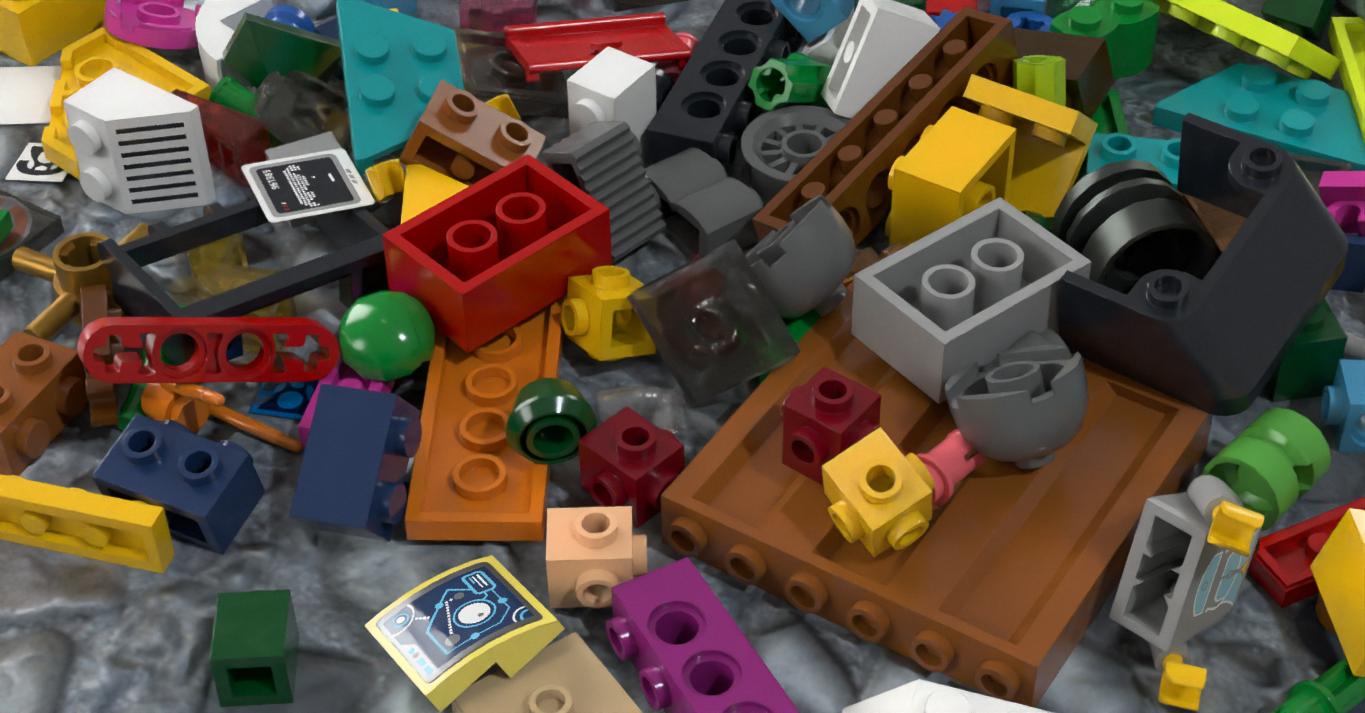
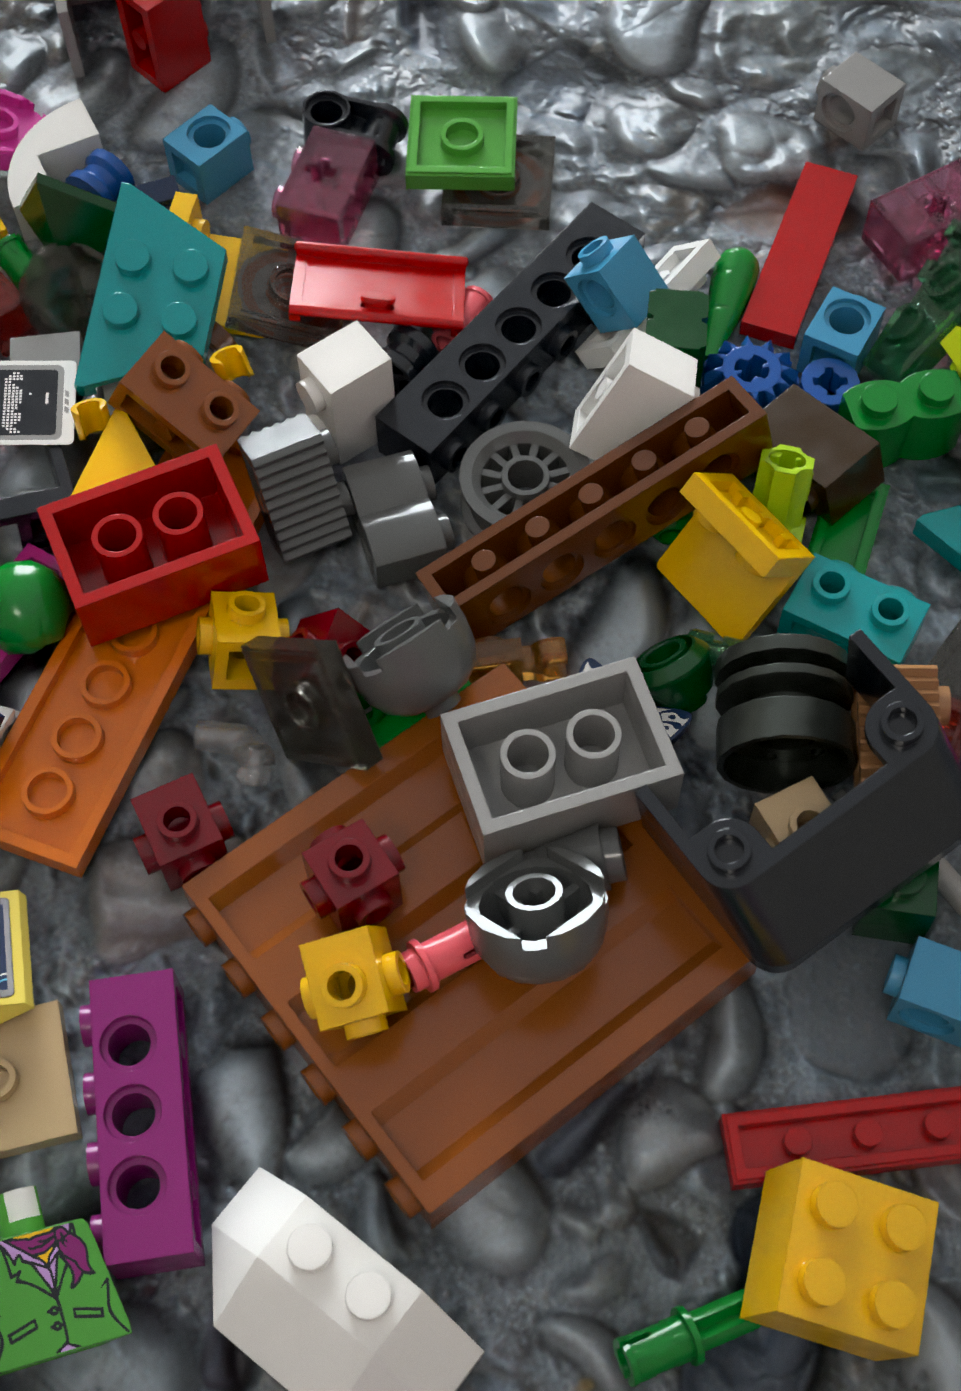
camera: 20 degrees right, 20 degrees up
(549, 421) = (116, 763): dark green cone -> none
(590, 554) = (98, 927): light nougat brick -> none
(790, 82) = (548, 391): green piece -> none
(949, 174) = (632, 588): yellow brick -> none
(1185, 576) = (623, 1152): light grey torso -> none
(1273, 462) = (787, 1036): bright green wheel -> none

